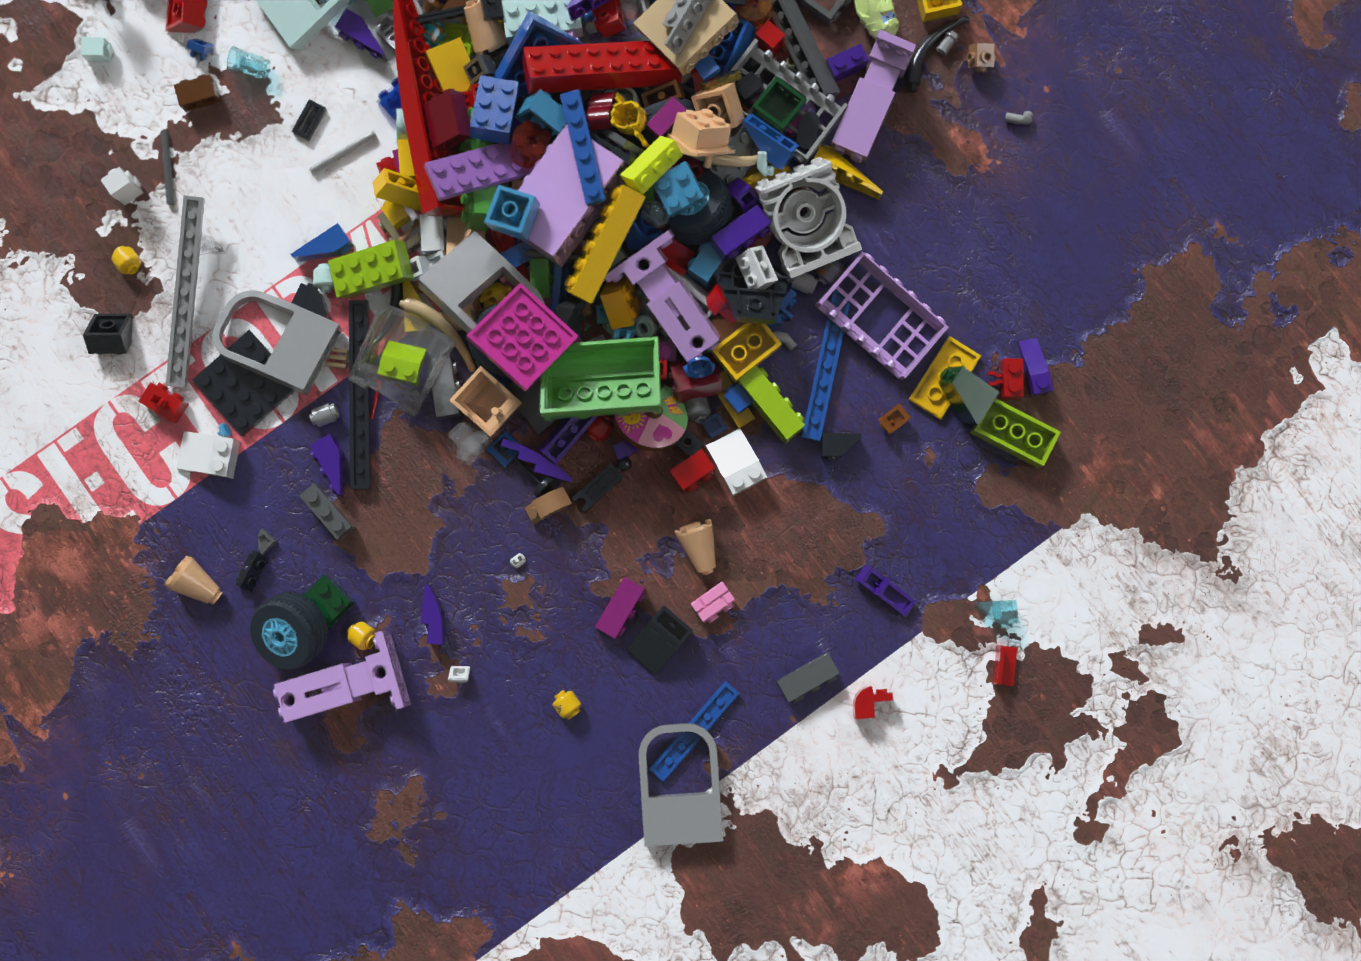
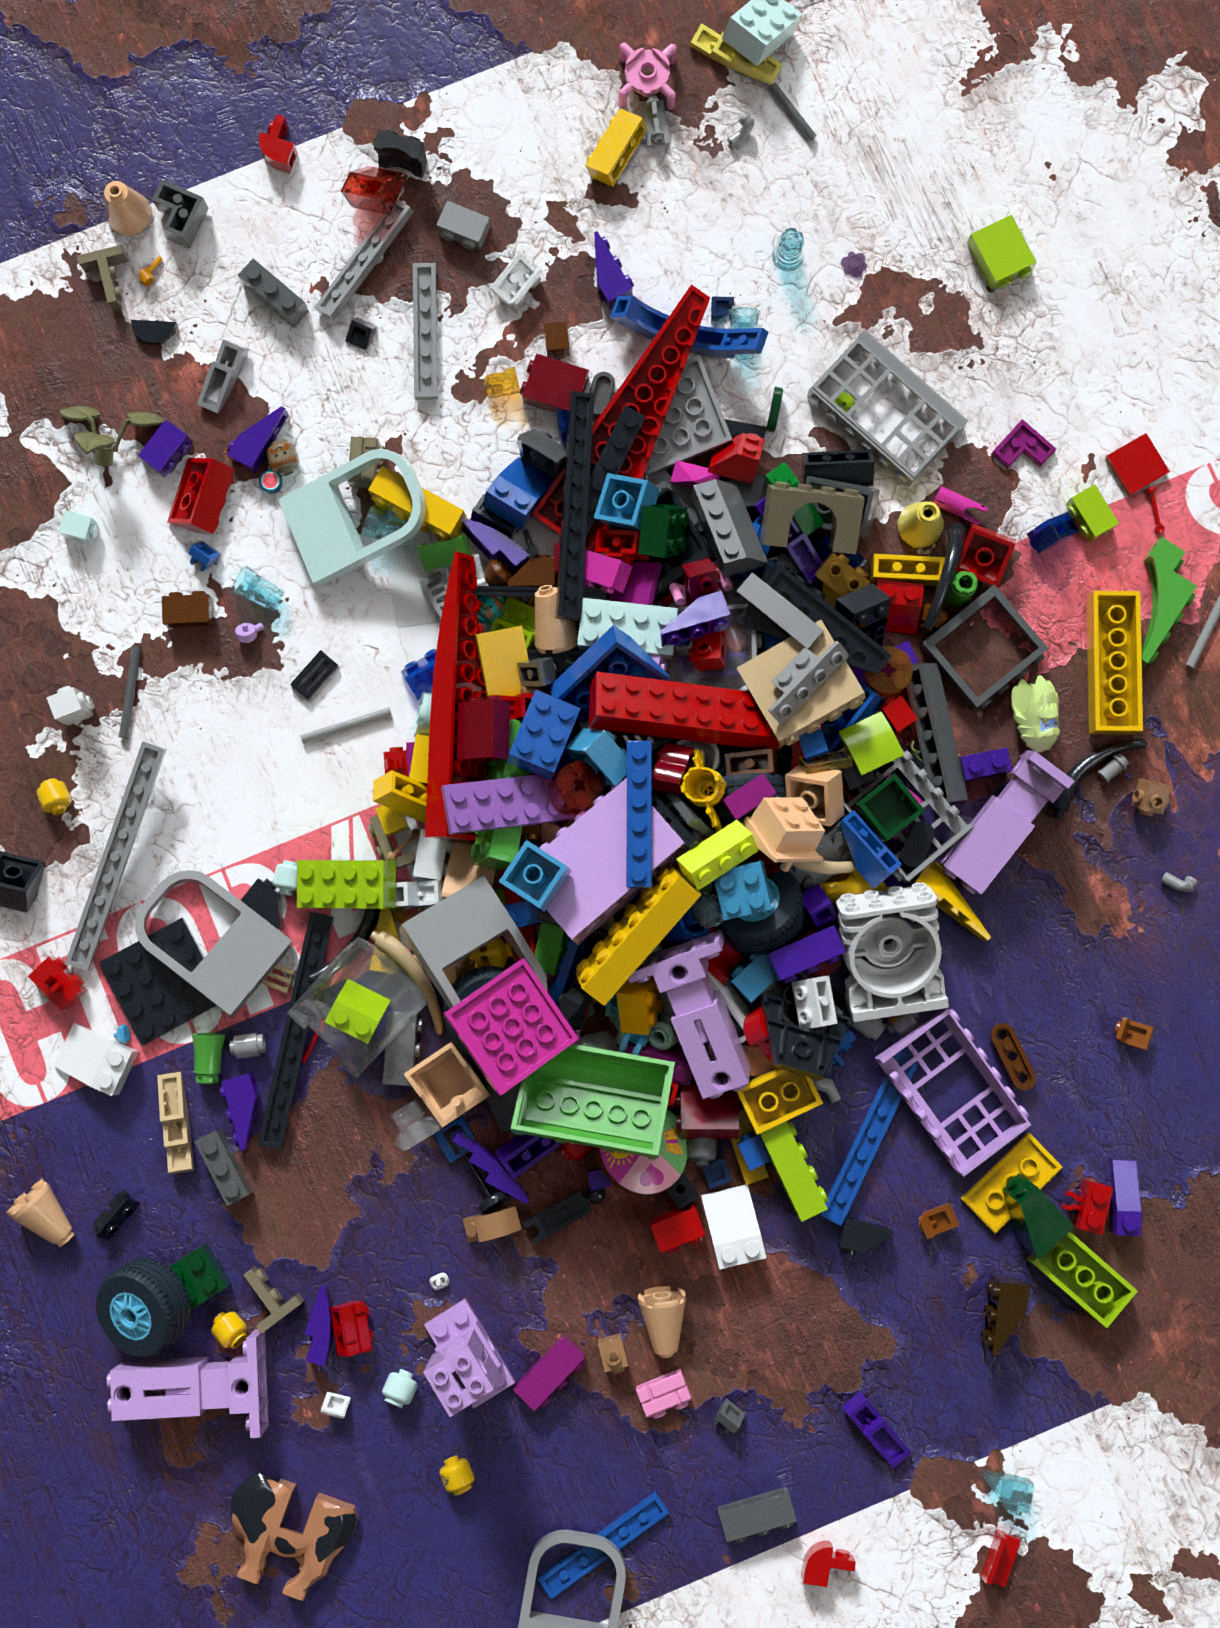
camera: 10 degrees right, 0 degrees up
(248, 99) = (247, 632): none -> lavender piece
(265, 541) = (140, 1182): dark grey tile -> none
(282, 488) = (175, 1123): none -> tan slope
(294, 430) = (207, 1056): none -> bright green plant
(328, 244) = (305, 835): blue slope -> none
(354, 28) = (399, 580): dark purple slope -> none
(389, 604) = (271, 1298): none -> dark tan bracket
(419, 776) = (258, 1517): none -> nougat animal
(457, 610) = (351, 1328): none -> red brick
(506, 648) = (399, 1388): none -> light aqua head
(552, 610) = (465, 1360): none -> lavender brick
(659, 639) = (589, 1423): black slope -> none
(666, 581) = (613, 1353): none -> medium nougat brick
(699, 367) = (715, 1107): blue piece -> none
(752, 59) = (871, 743): none -> lime slope
(762, 164) = (852, 874): light aqua arm -> none
(768, 607) = (729, 1416): none -> dark grey tile
(920, 272) = (1020, 1064): none -> reddish brown plate
(961, 465) = (1004, 1310): none -> dark brown slope
(1011, 240) = (1134, 1033): none -> dark orange bracket

